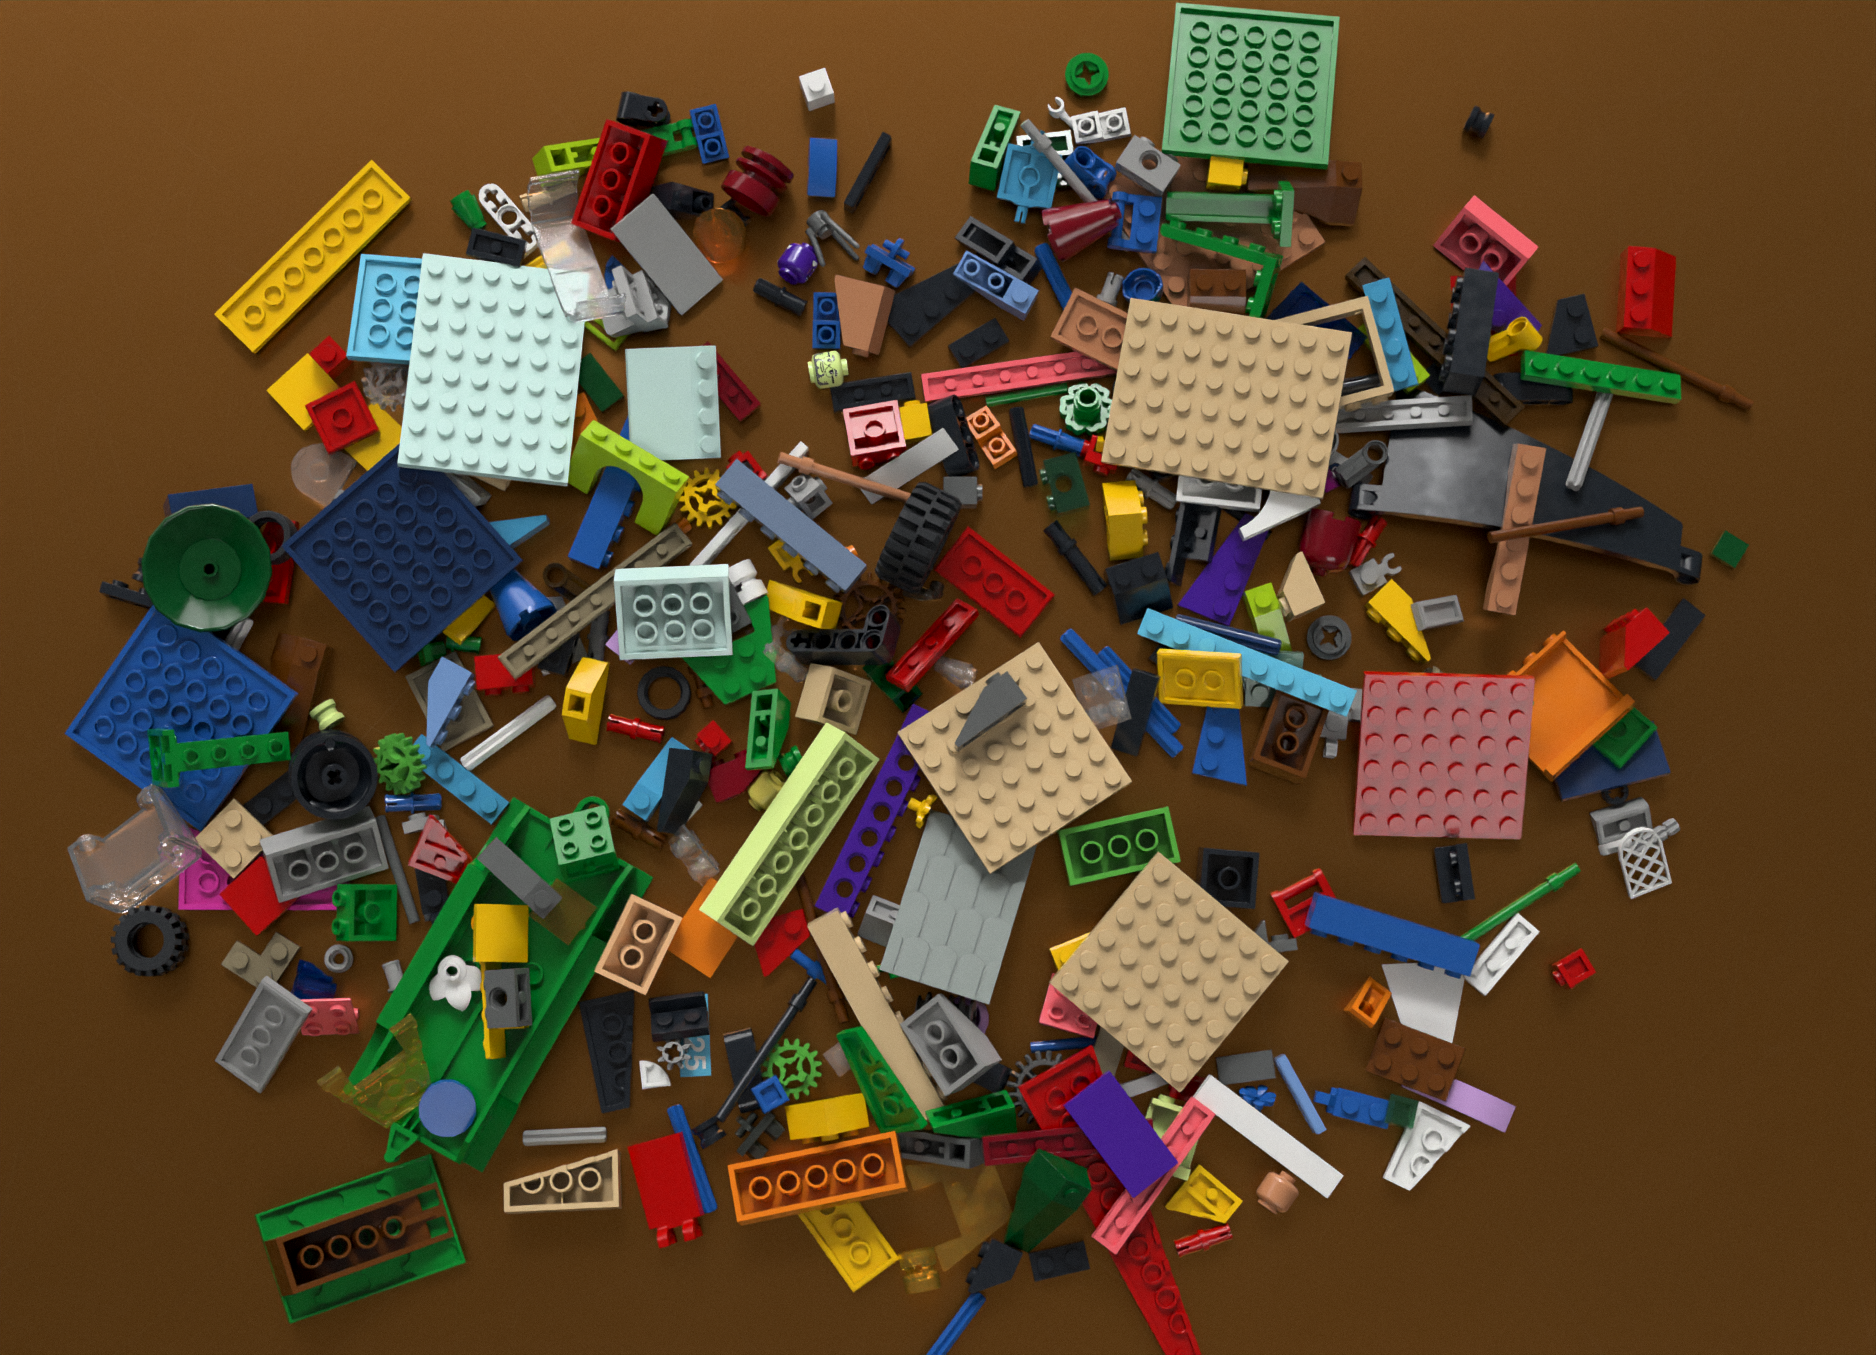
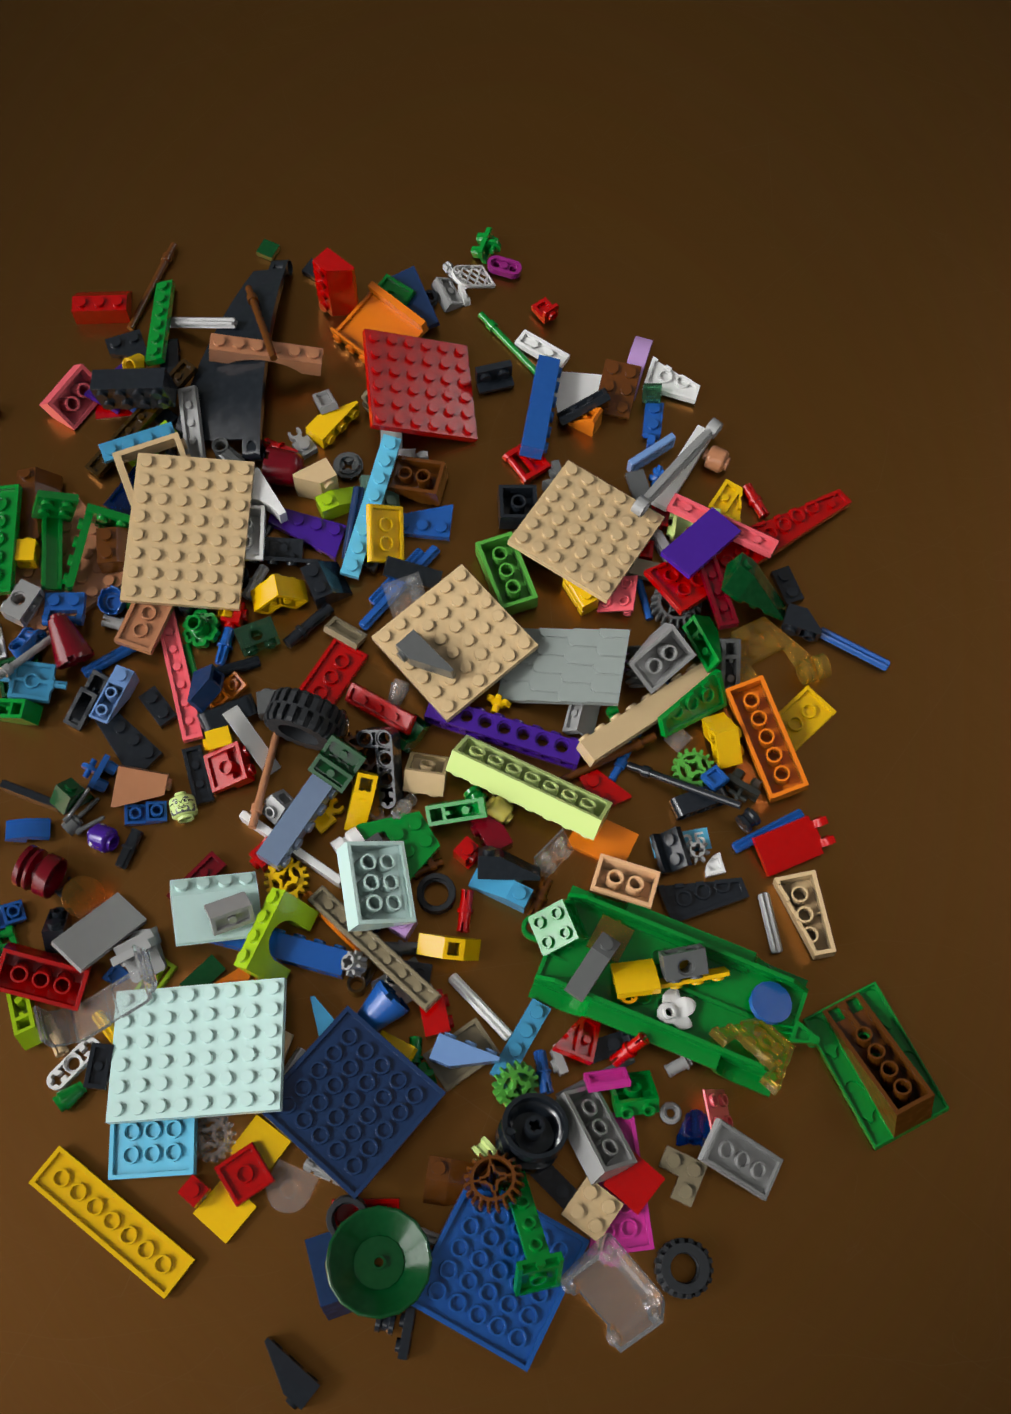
camera: 95 degrees left, 15 degrees down
(103, 459) = (294, 1378): none -> black slope
(262, 717) = (503, 1180): none -> reddish brown gear
(387, 881) = (607, 1079): none -> dark pink tile
(418, 915) = (629, 1049): none -> red pin
(577, 574) = (354, 963): none -> light grey gear
(660, 419) = (229, 913): none -> light grey panel
(843, 575) = (337, 763): none -> dark green slope
(857, 222) = (66, 795): none -> dark green slope
(990, 408) = (205, 687): none -> dark blue slope
(1057, 608) = (345, 632): none -> dark tan tile
(1255, 1120) = (674, 470): none -> light grey piece
(1386, 1001) = (583, 406): none -> black tile
(1660, 916) = (504, 267): none -> magenta plate
(1701, 894) = (487, 245): none -> green hips

